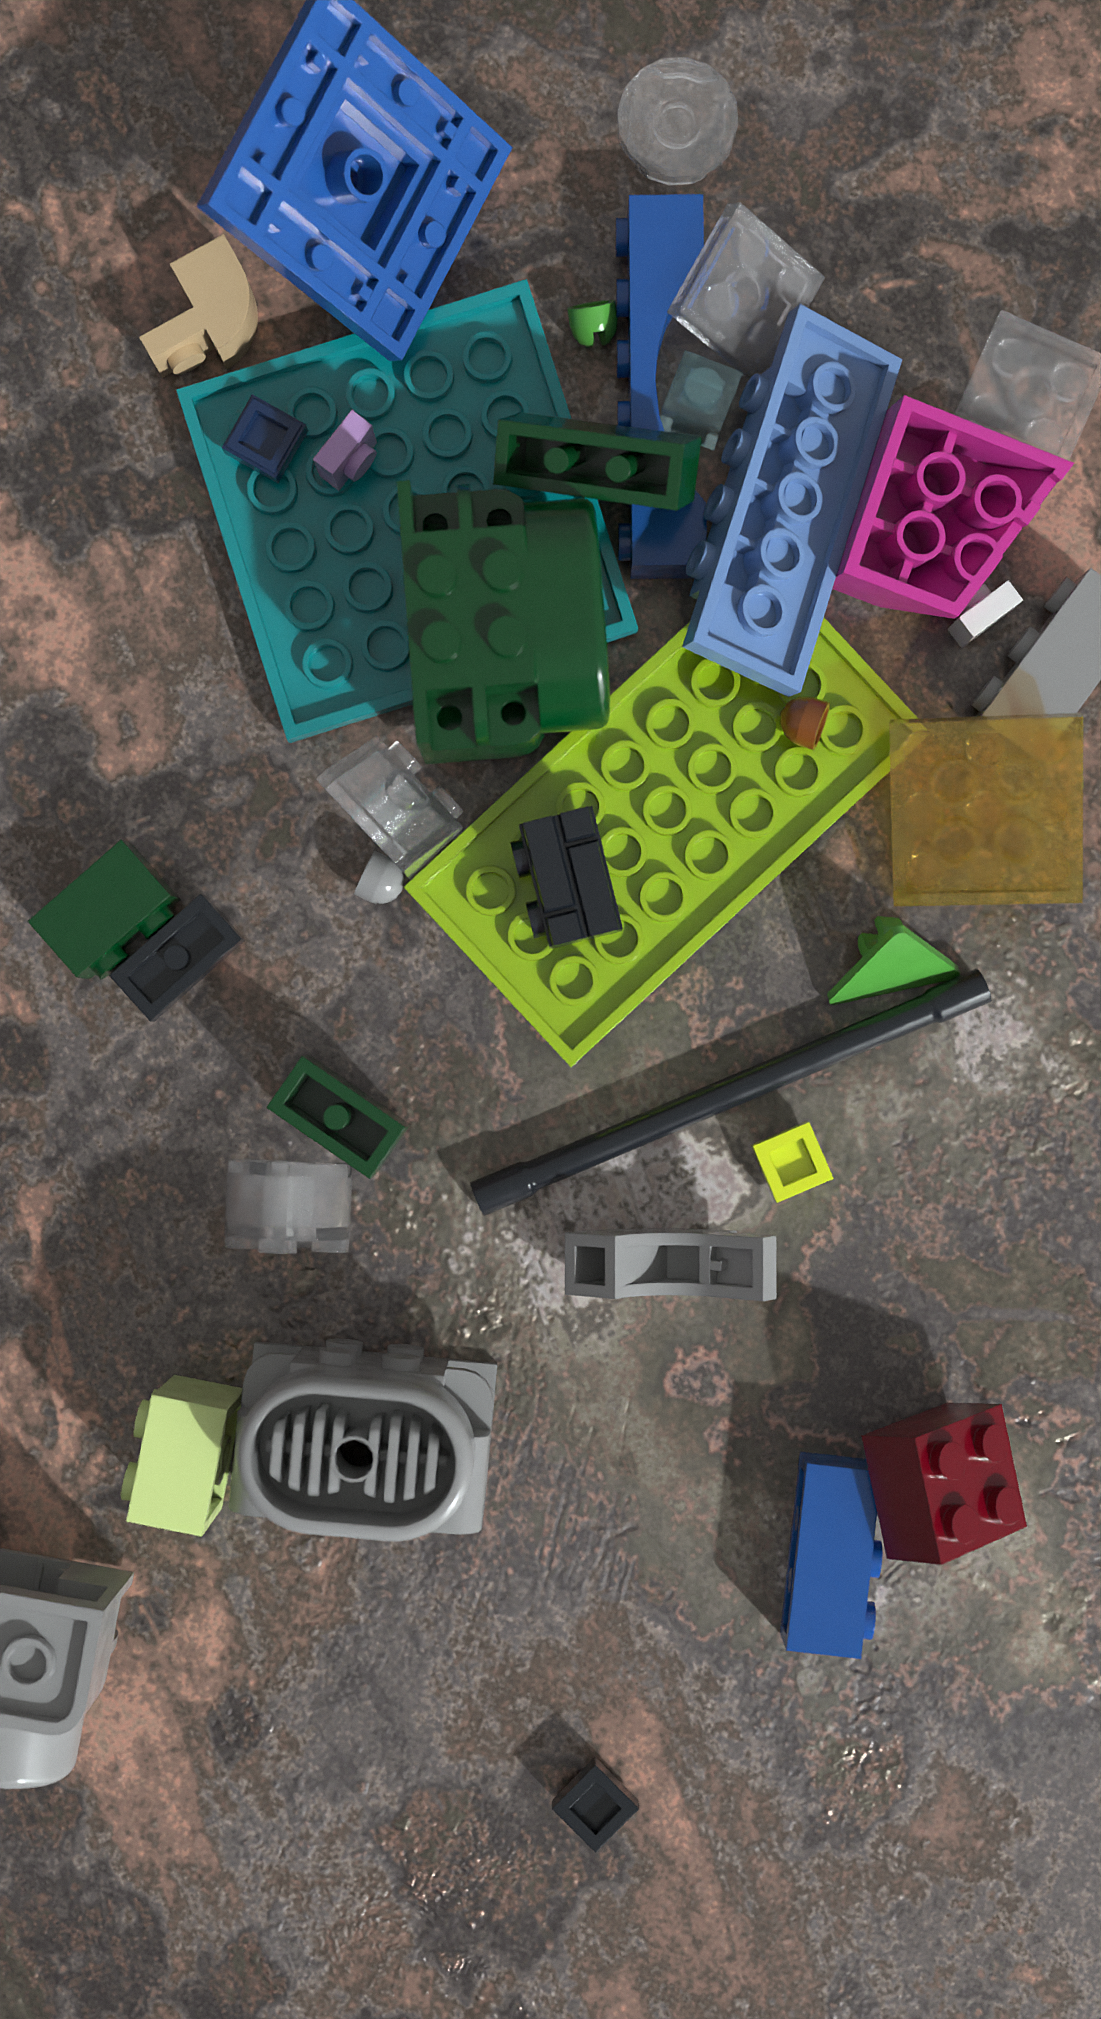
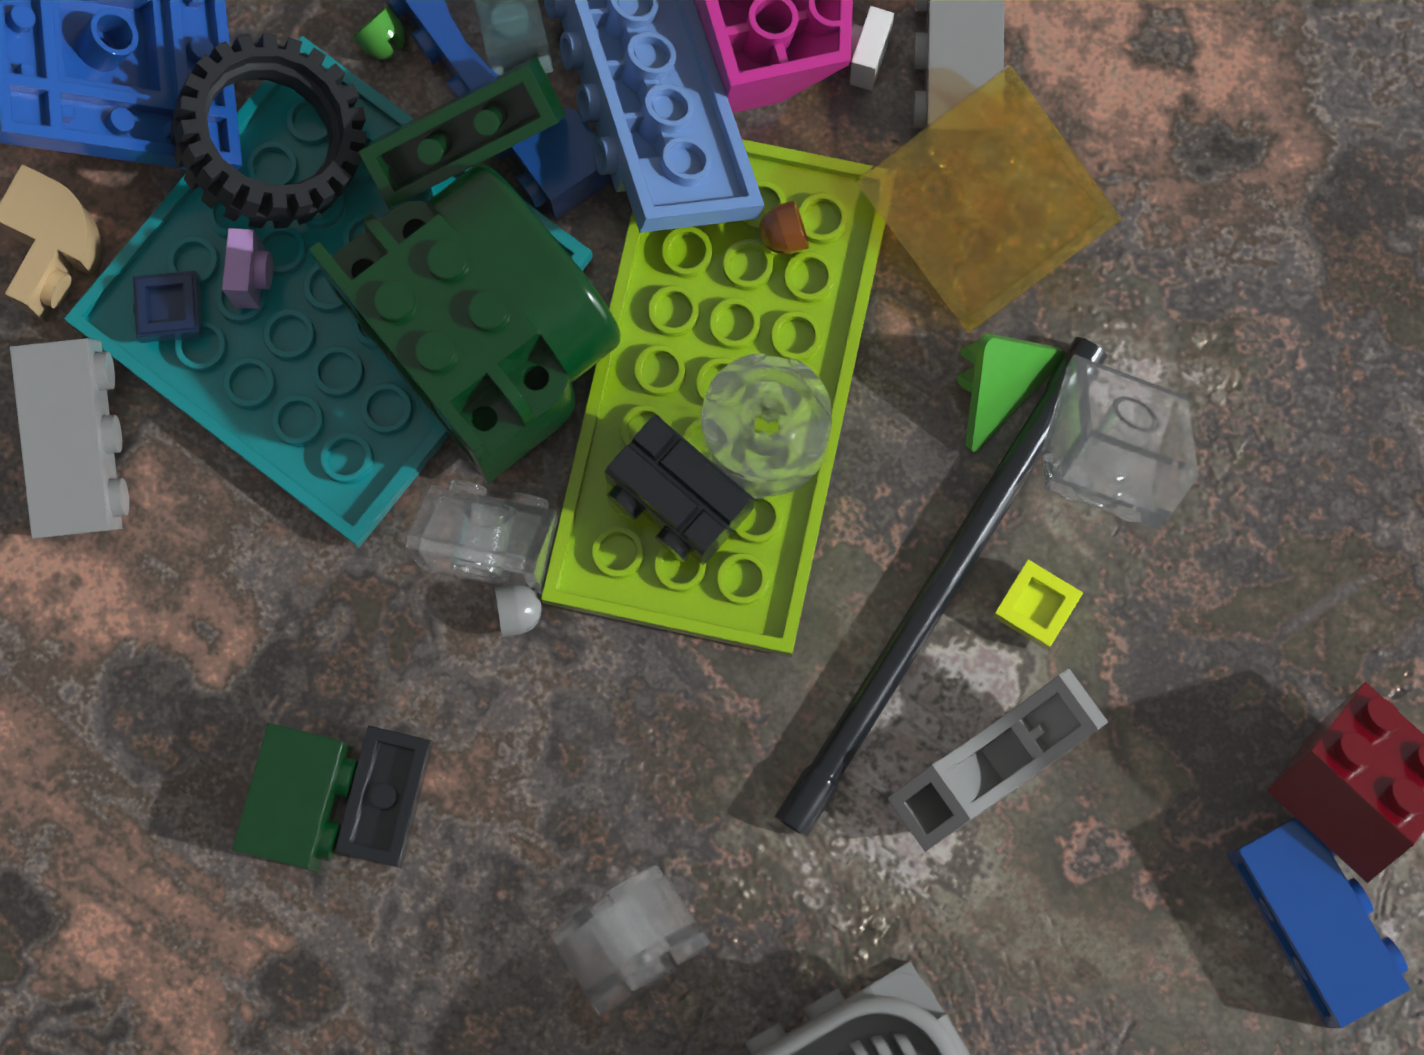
camera: 30 degrees left, 10 degrees down
(114, 495) = (68, 437): none -> light grey brick
(338, 1116) = (620, 832): dark green brick -> none
(505, 323) = (287, 68): none -> black tyre
(700, 849) = (773, 390): none -> clear brick
(948, 1082) = (1119, 444): none -> clear slope

